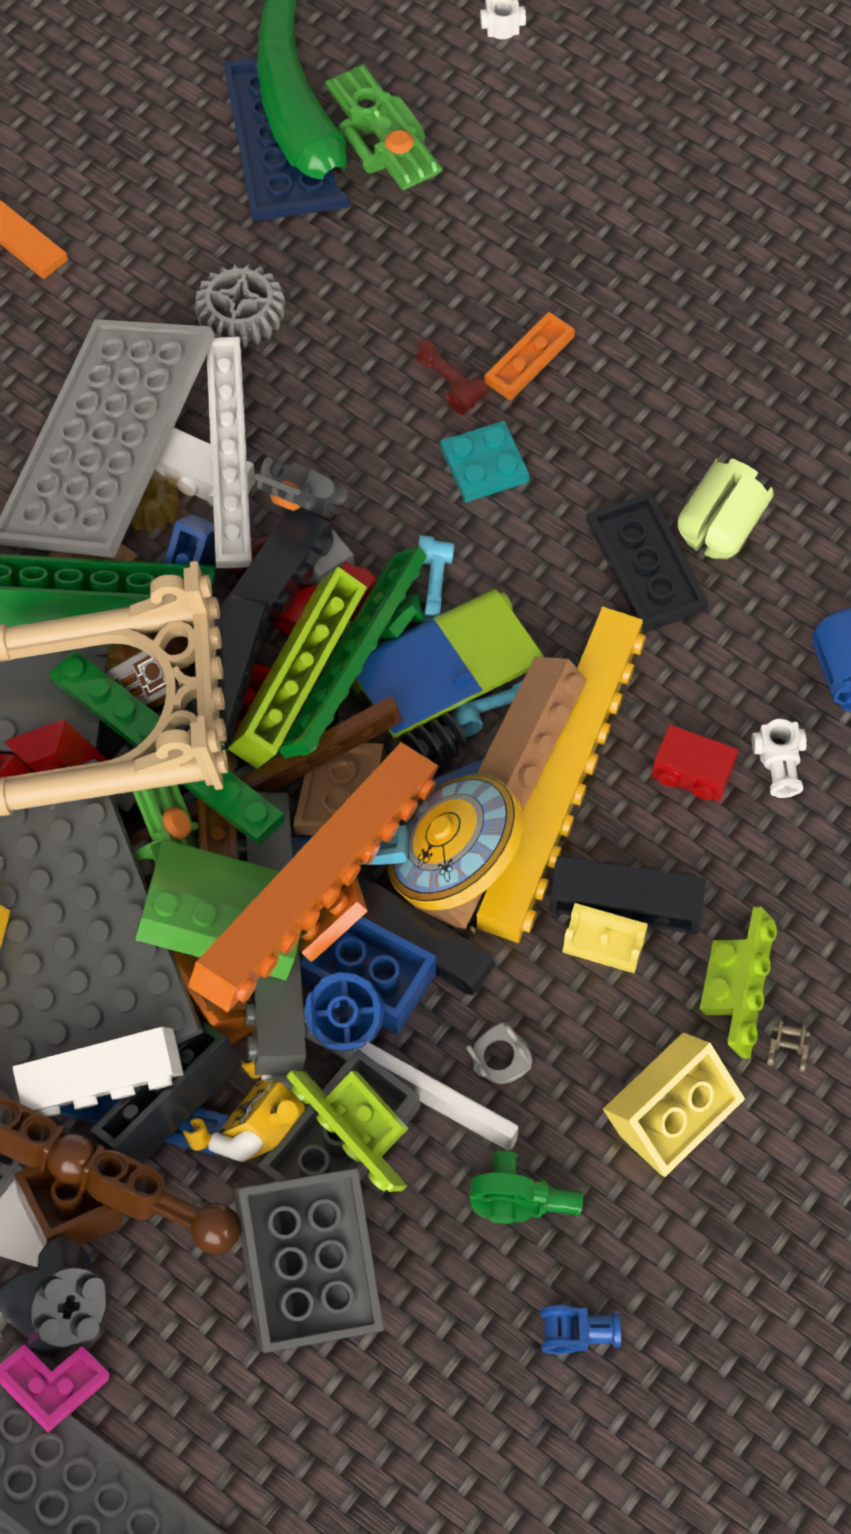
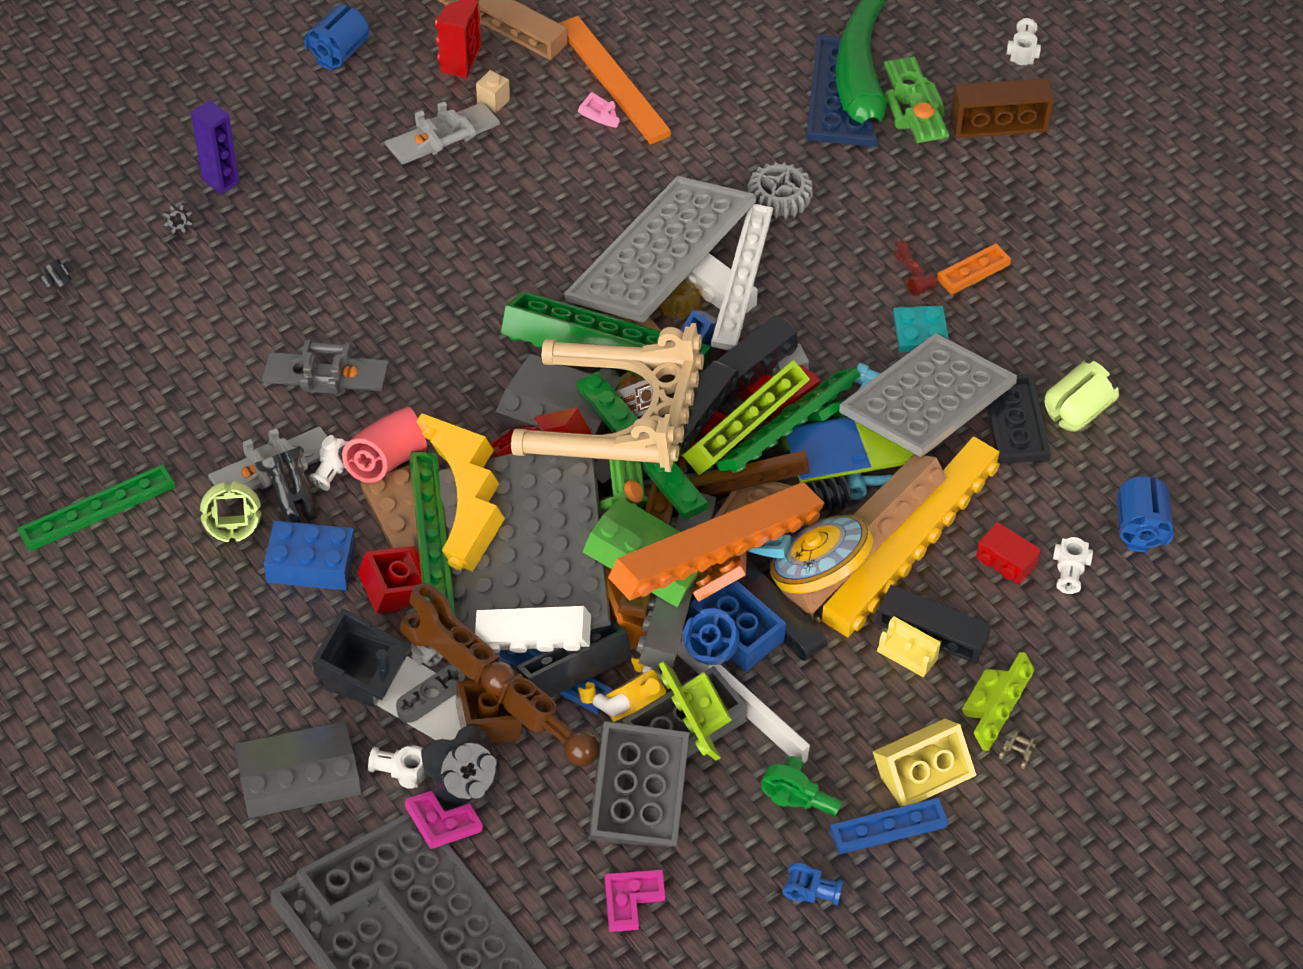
camera: 15 degrees right, 10 degrees down
(301, 487) = (786, 305): dark grey piece -> none
(333, 1411) = (627, 890): none -> dark pink plate
(500, 112) = (1001, 108): none -> reddish brown brick
(522, 1054) = (819, 715): light grey piece -> none
(526, 563) = (928, 394): none -> light grey plate
(653, 1210) = (888, 826): none -> blue plate

